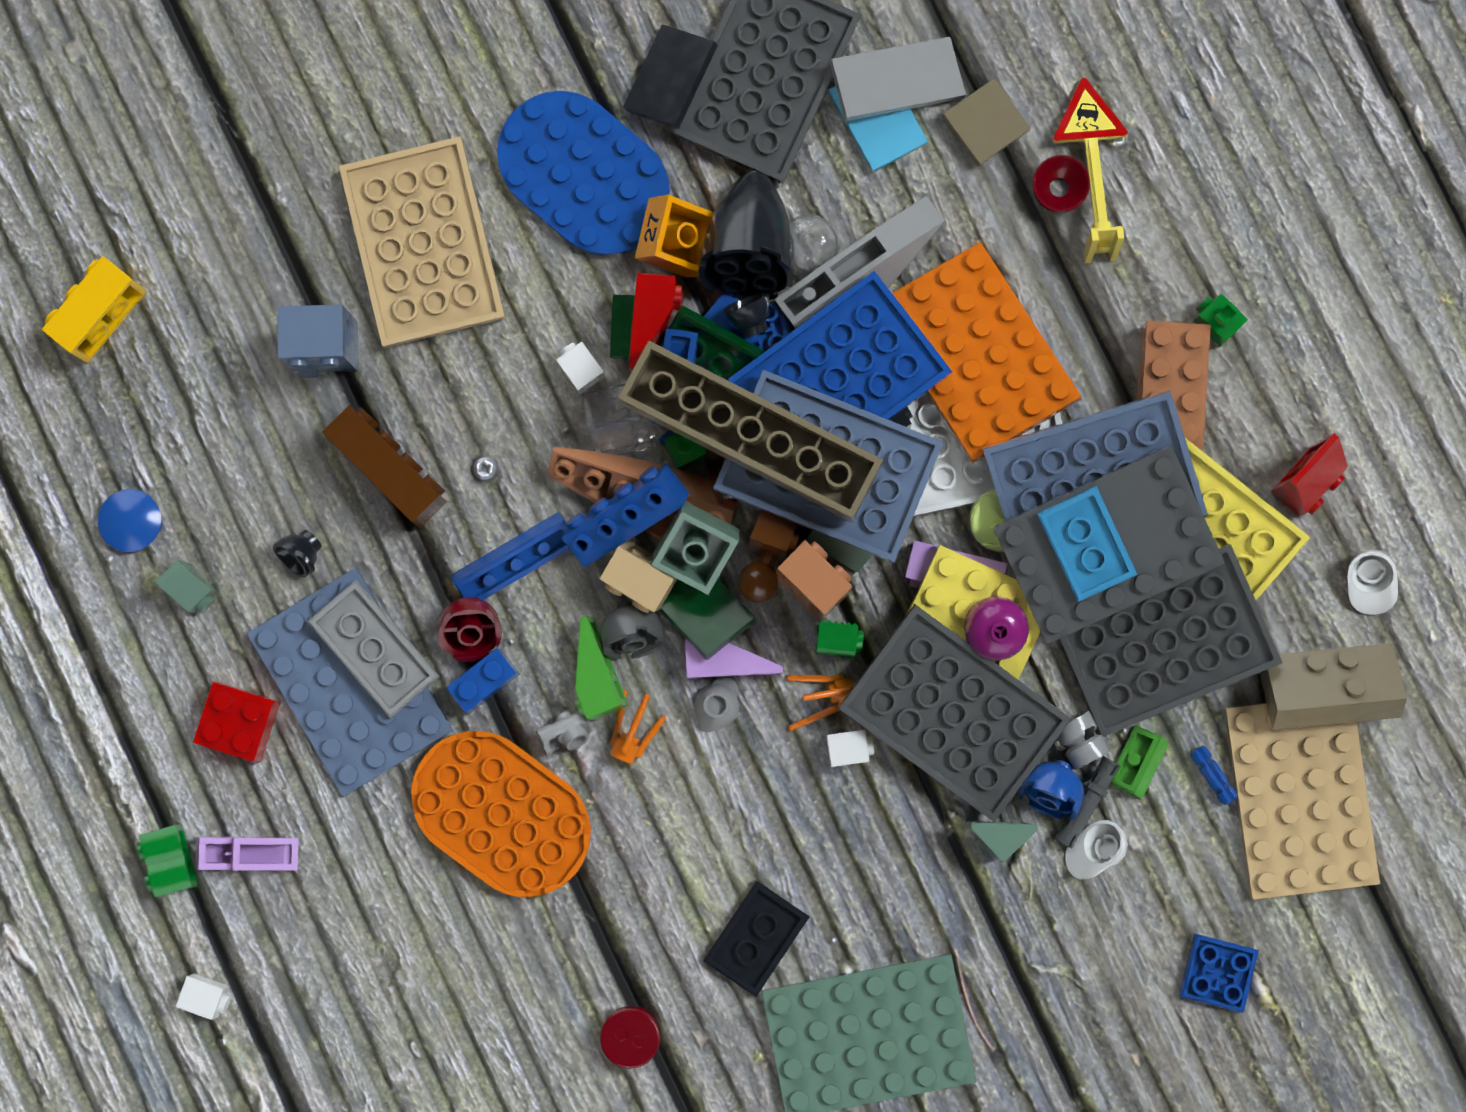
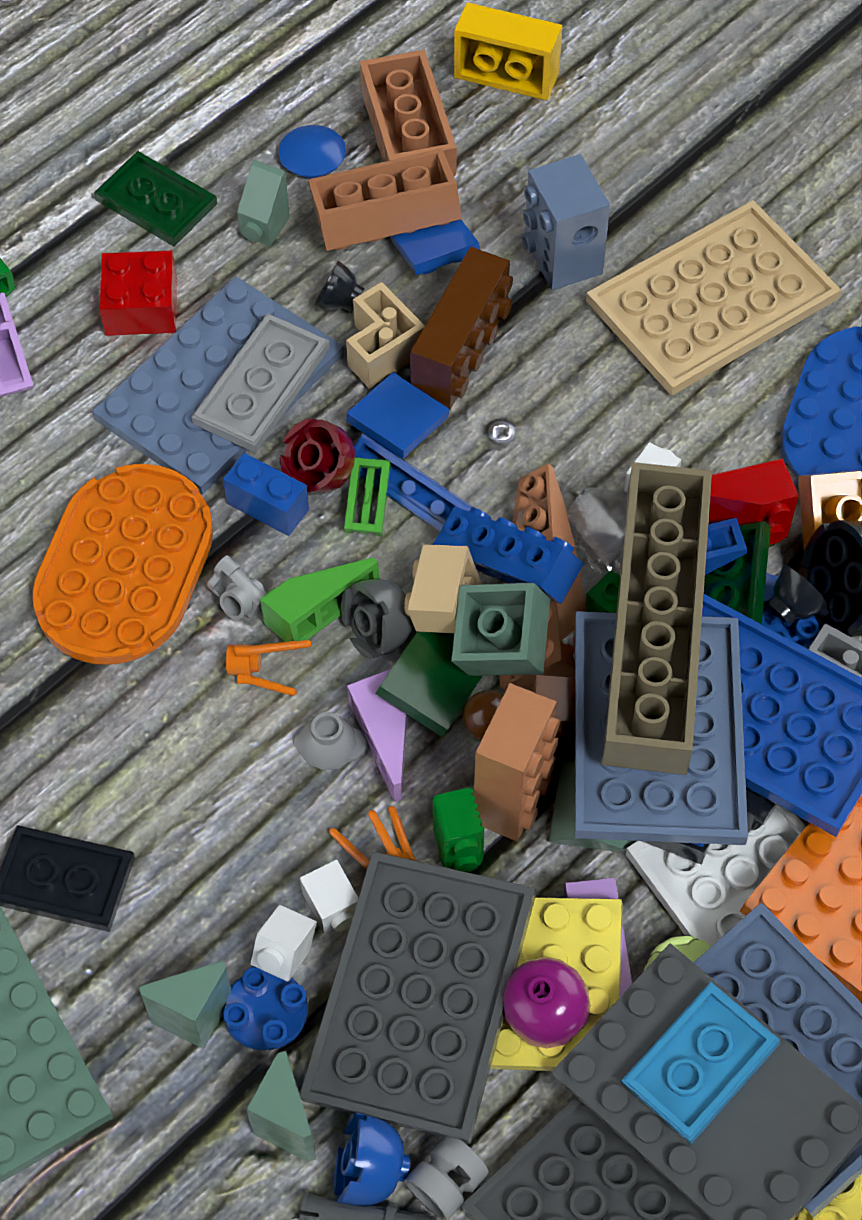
camera: 65 degrees right, 25 degrees down
(128, 674) = (155, 198): none -> dark green tile
(134, 426) = (406, 107): none -> nougat brick
(225, 480) = (385, 199): none -> nougat brick
(278, 452) = (435, 246): none -> blue tile
(366, 524) = (384, 335): none -> tan brick
(444, 548) = (397, 415): none -> blue tile
(489, 588) = (364, 527): none -> bright green tile
(874, 794) = (283, 943): none -> white brick
(900, 877) = (189, 1002): none -> sand green slope
(913, 823) = (265, 1010): none -> blue dish

